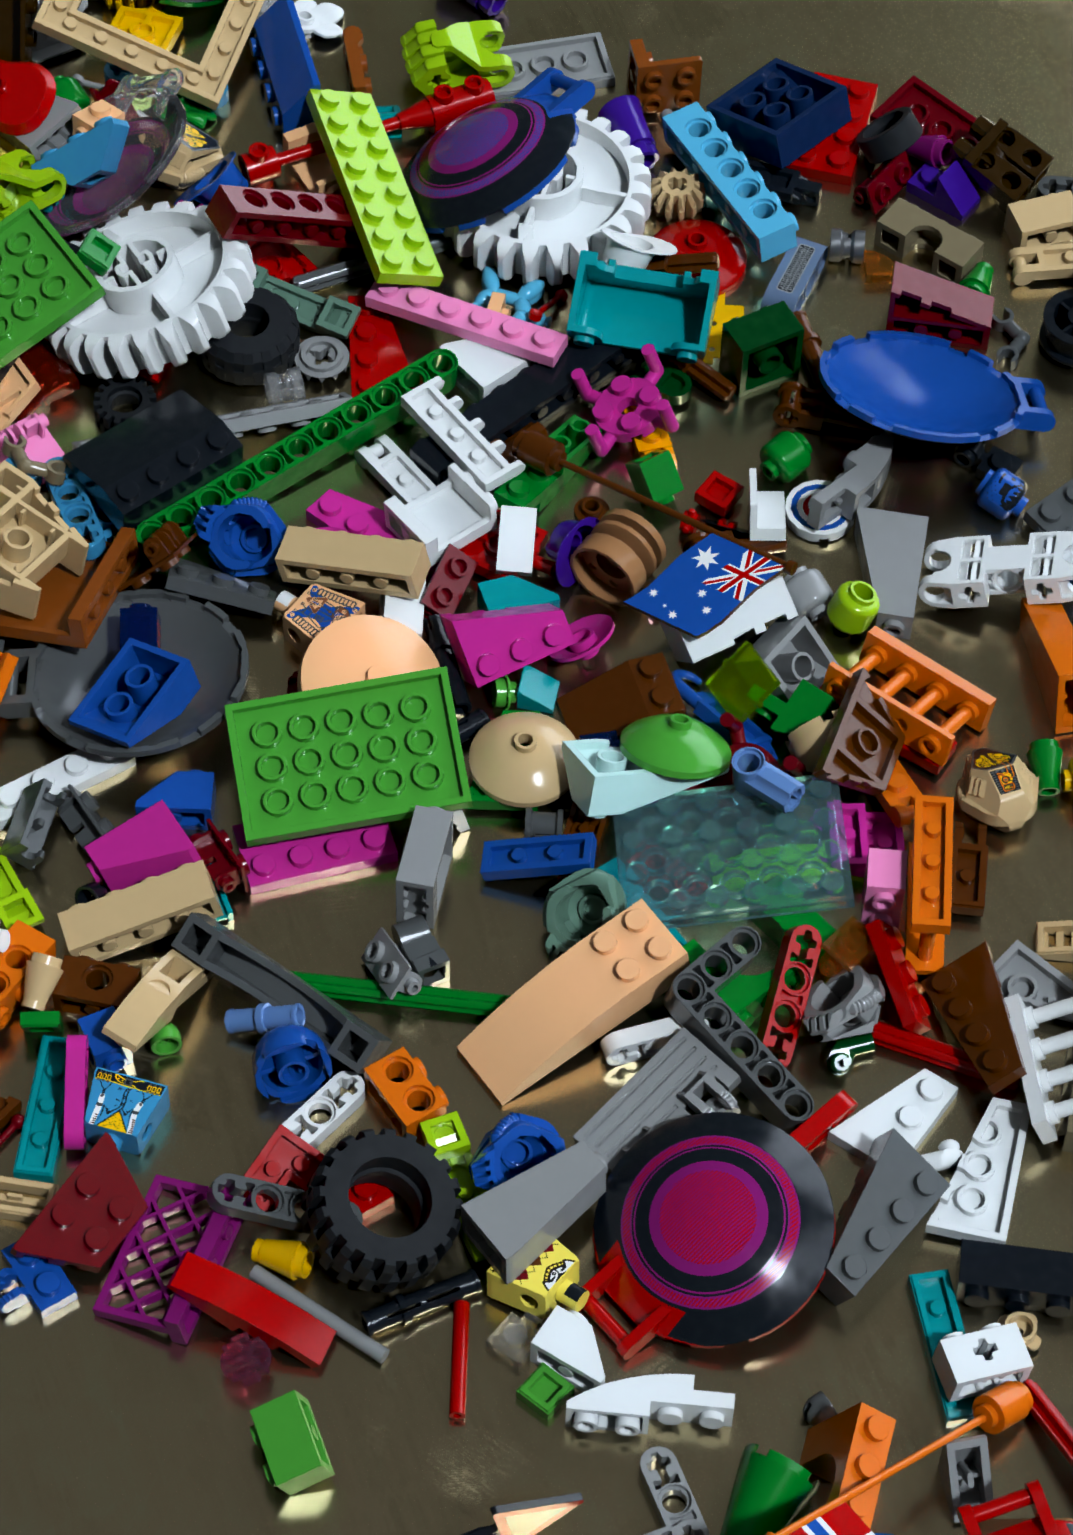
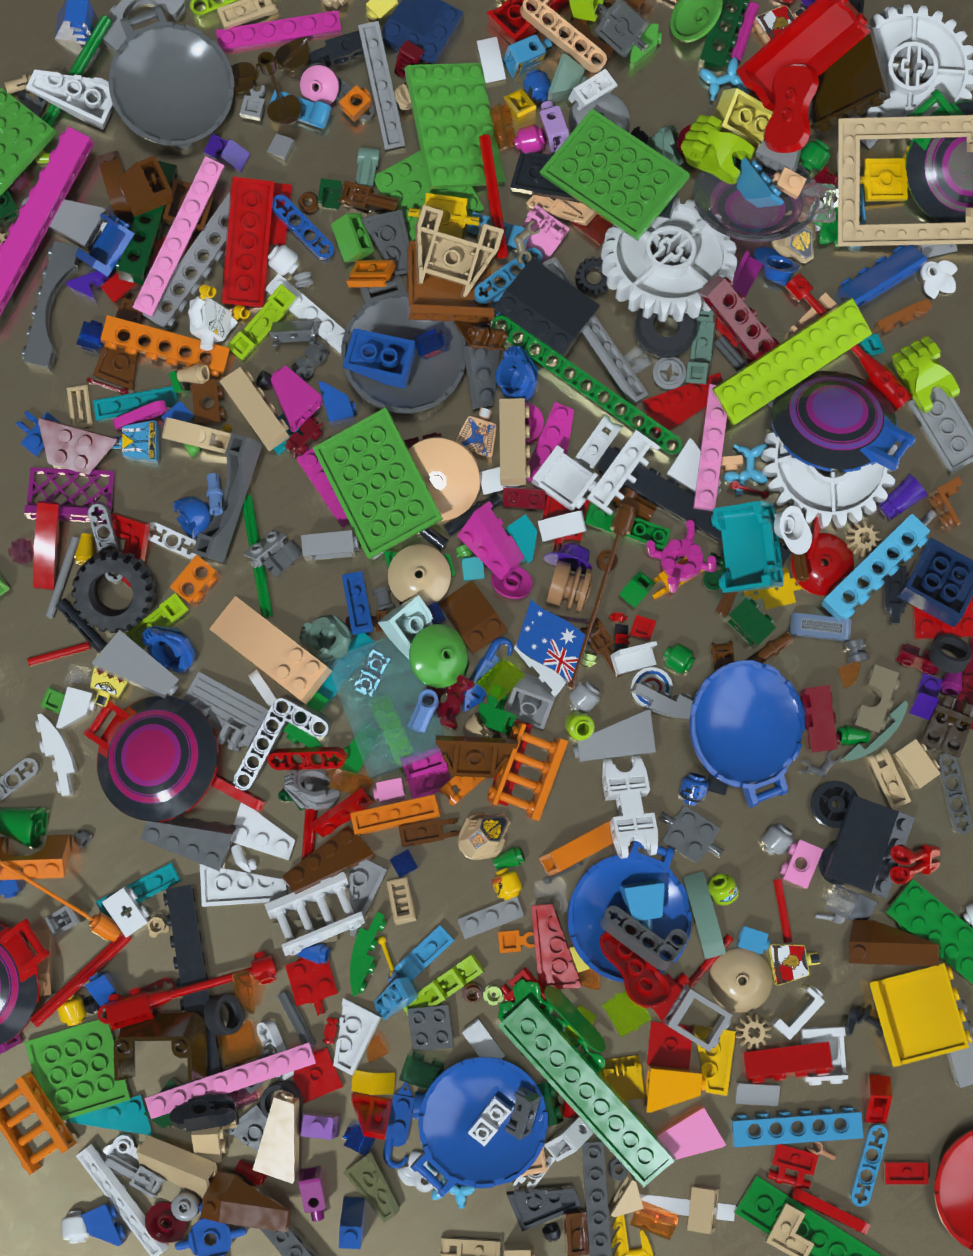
camera: 75 degrees right, 30 degrees up
(97, 251) = (670, 224): green tile -> none
(995, 251) = (896, 717): none -> sand green slope
(1013, 912) = (404, 863): none -> clear blue brick

